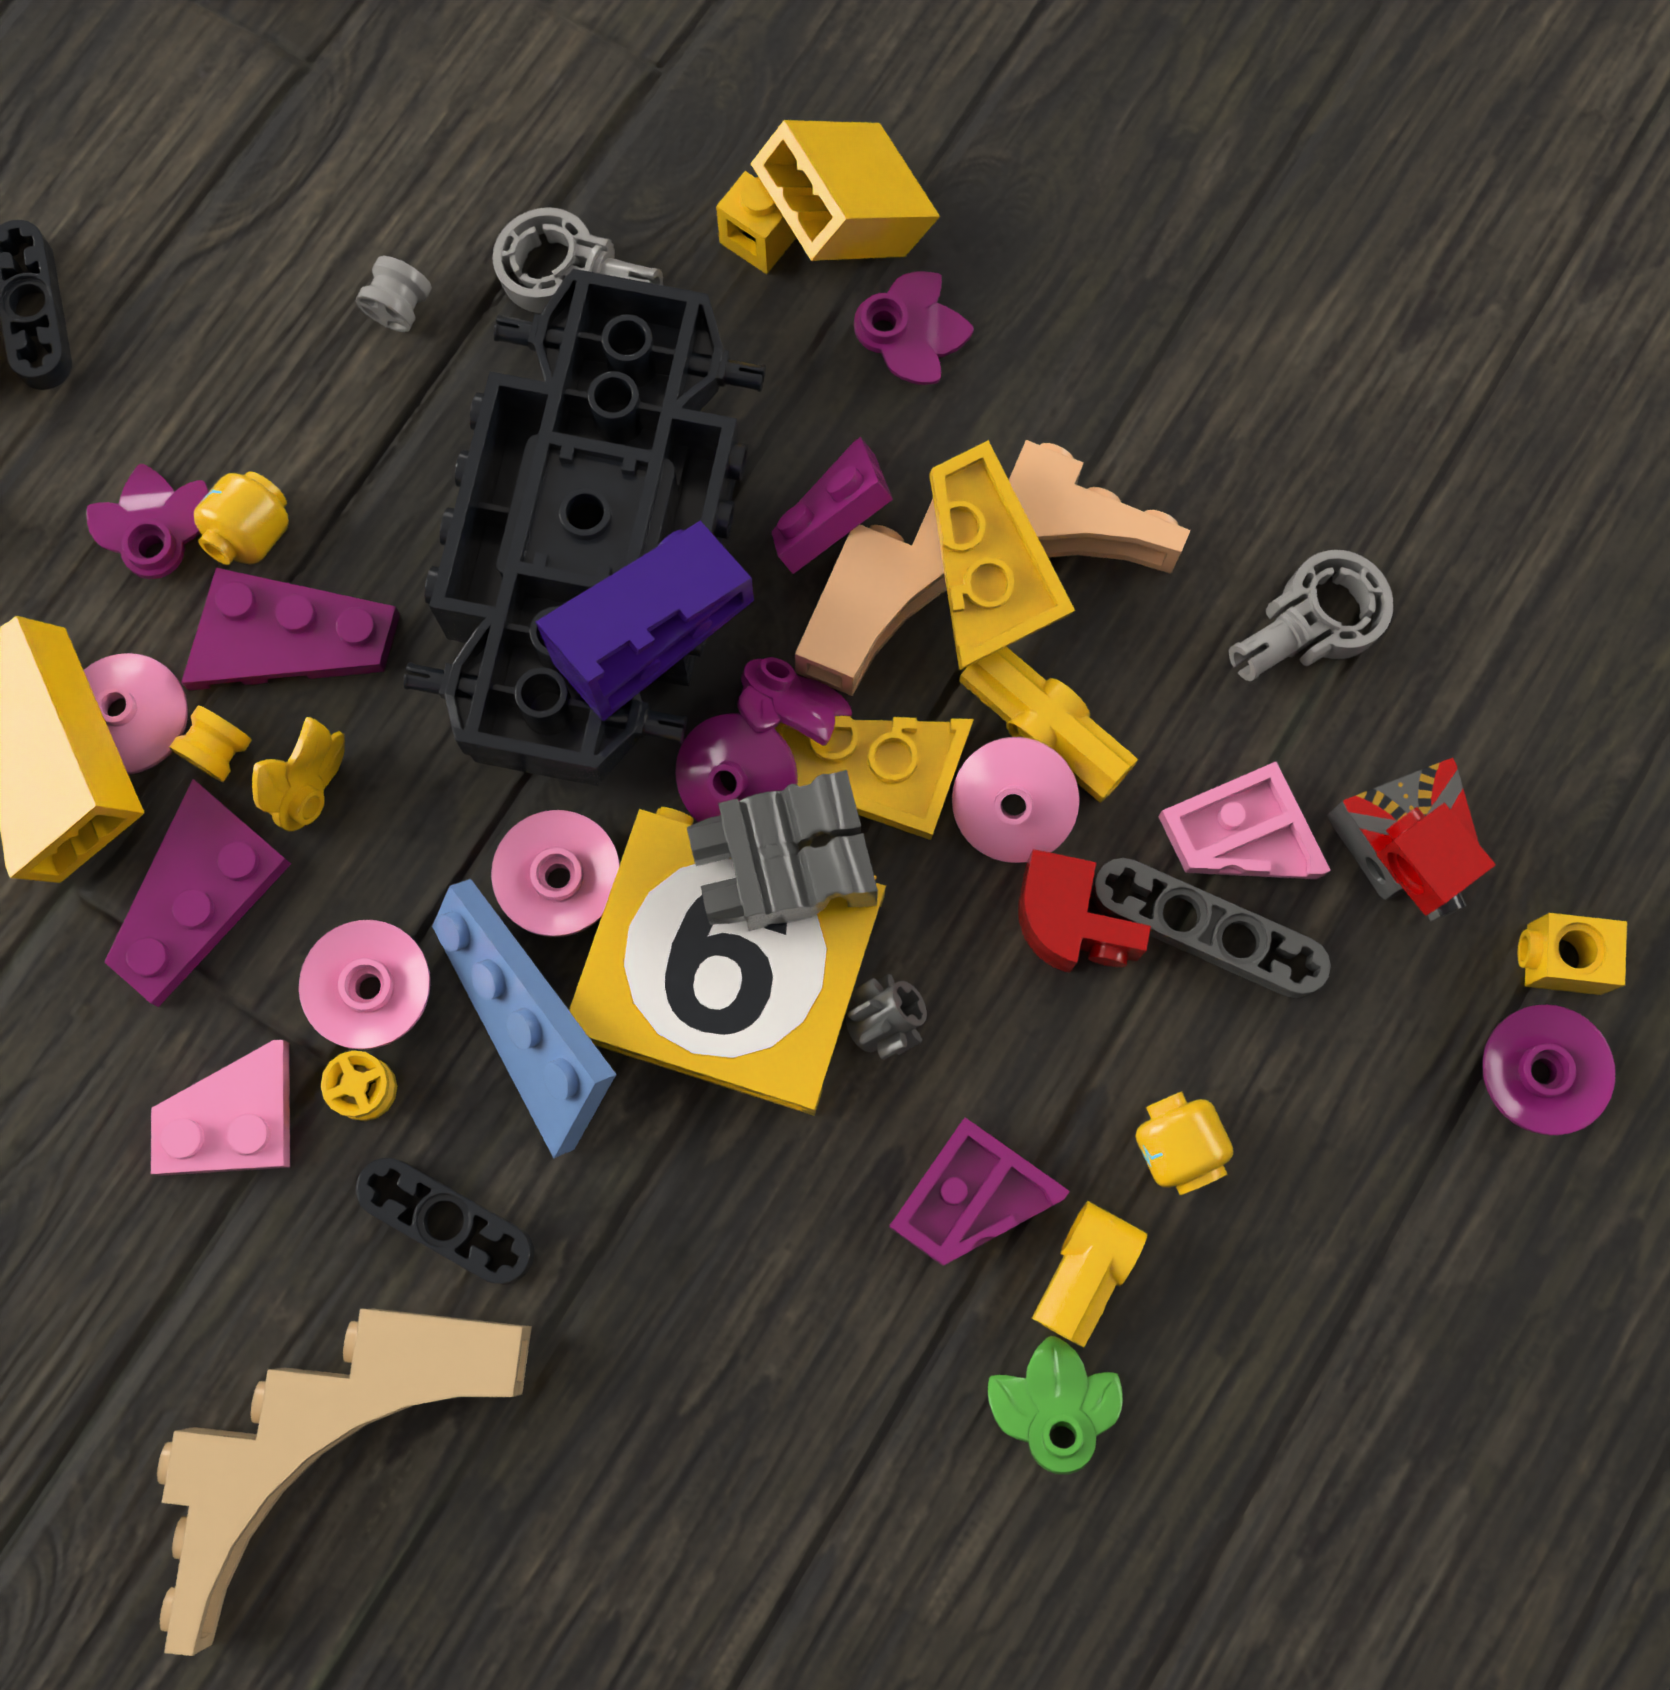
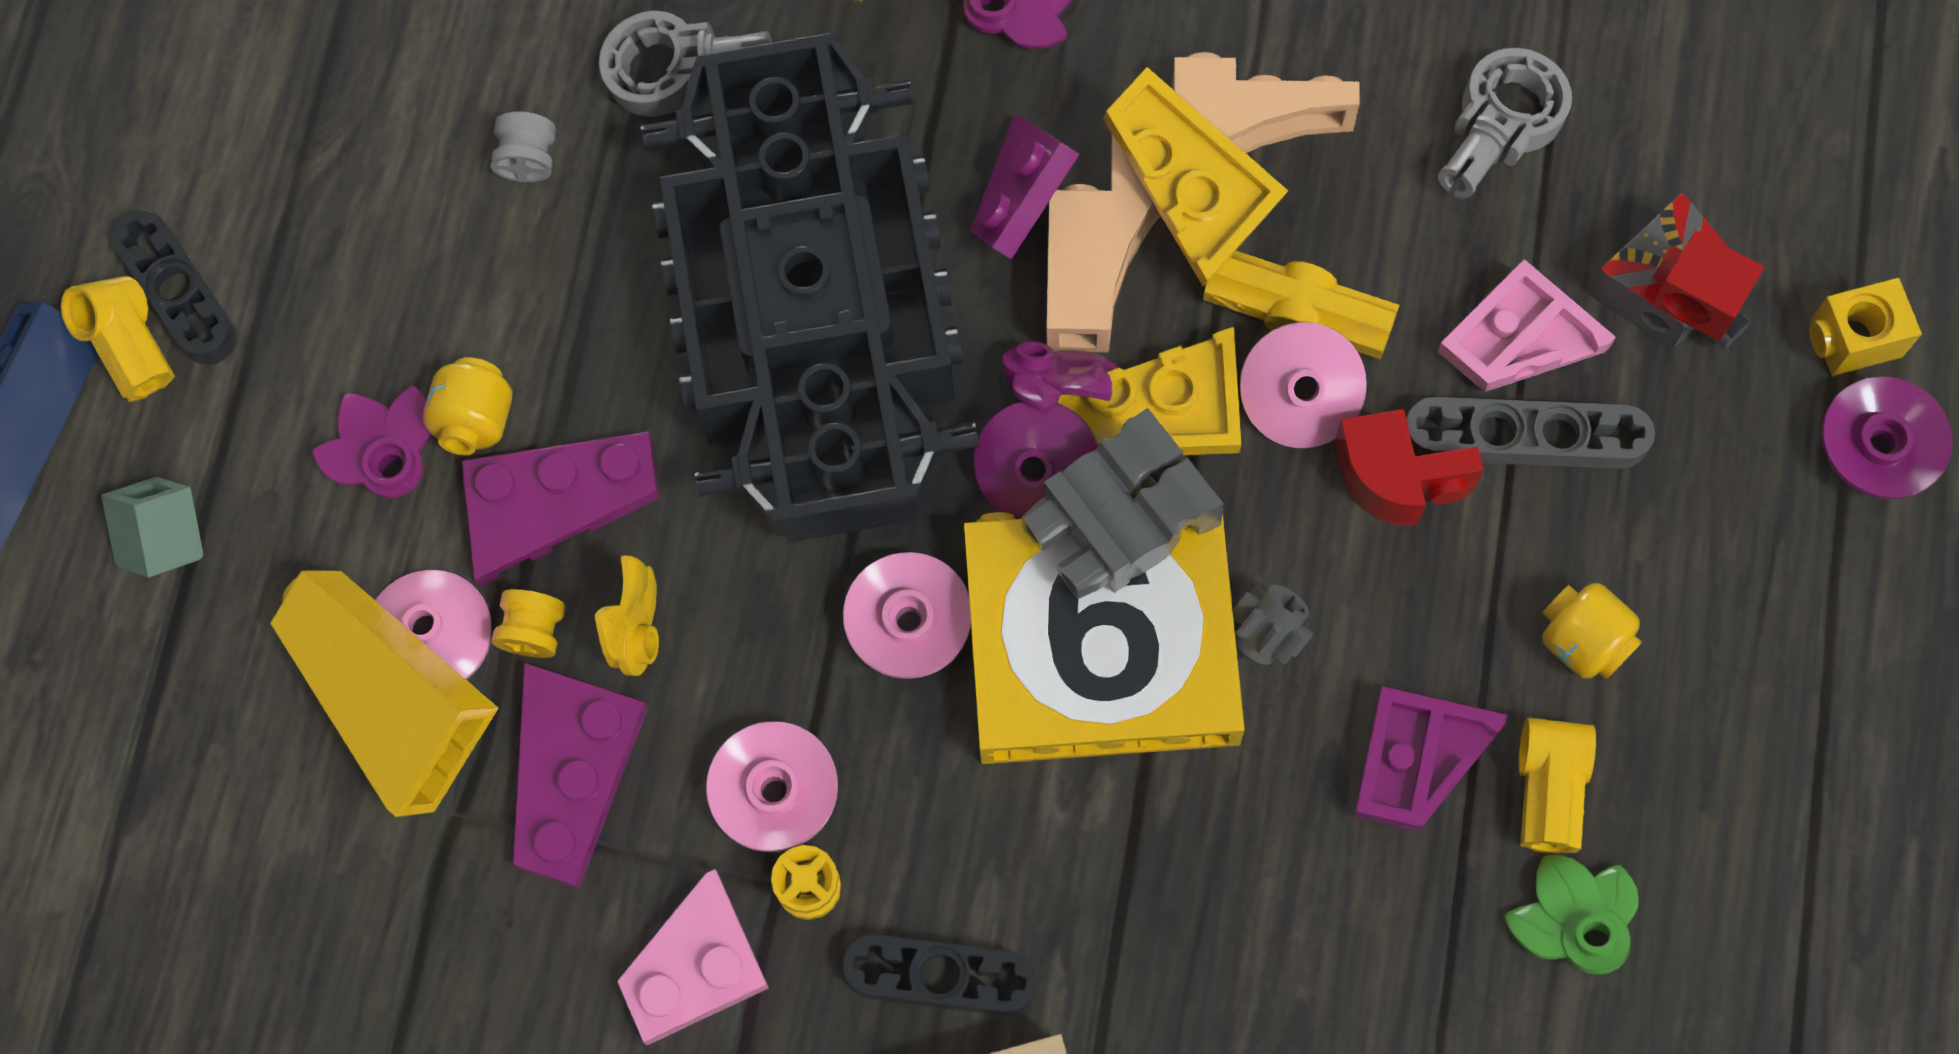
camera: 15 degrees left, 5 degrees down
(532, 1029) = (948, 763): medium blue wing -> none
(645, 617) = (909, 340): dark purple wedge -> none

